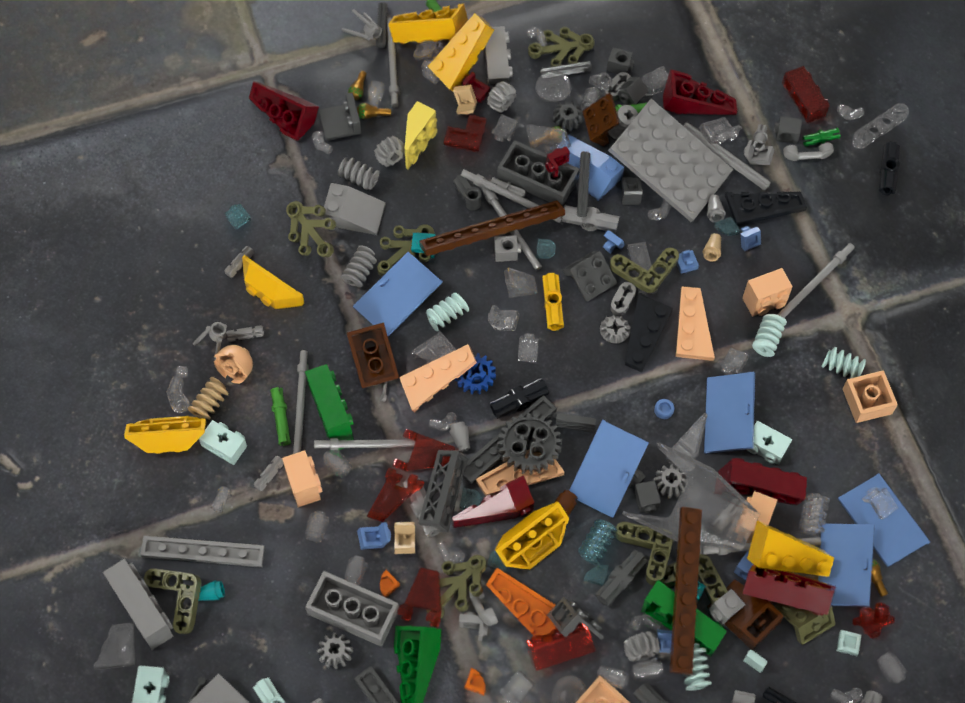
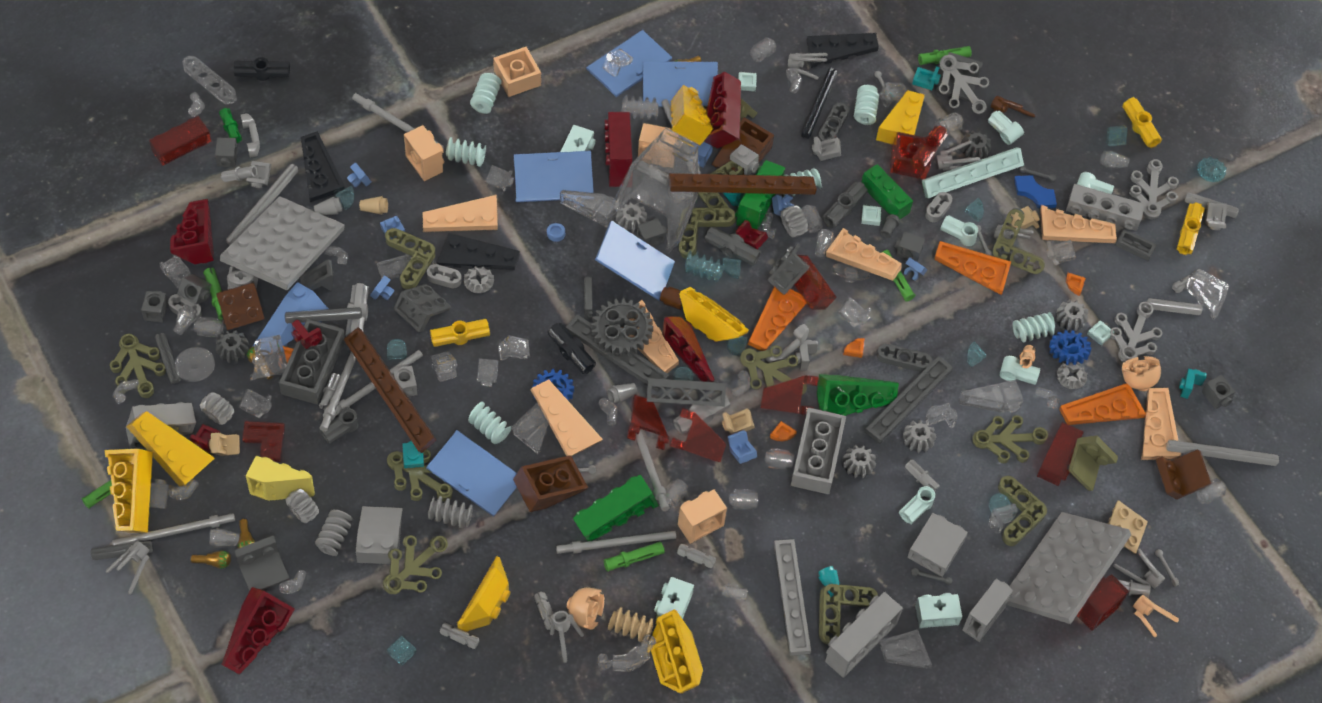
camera: 105 degrees left, 5 degrees down
(631, 599) = (751, 236): none -> dark red bracket
(719, 130) = (239, 207): clear bracket -> none
(755, 661) = (782, 142): light aqua tile -> none
(874, 621) = (726, 60): clear red hips -> none

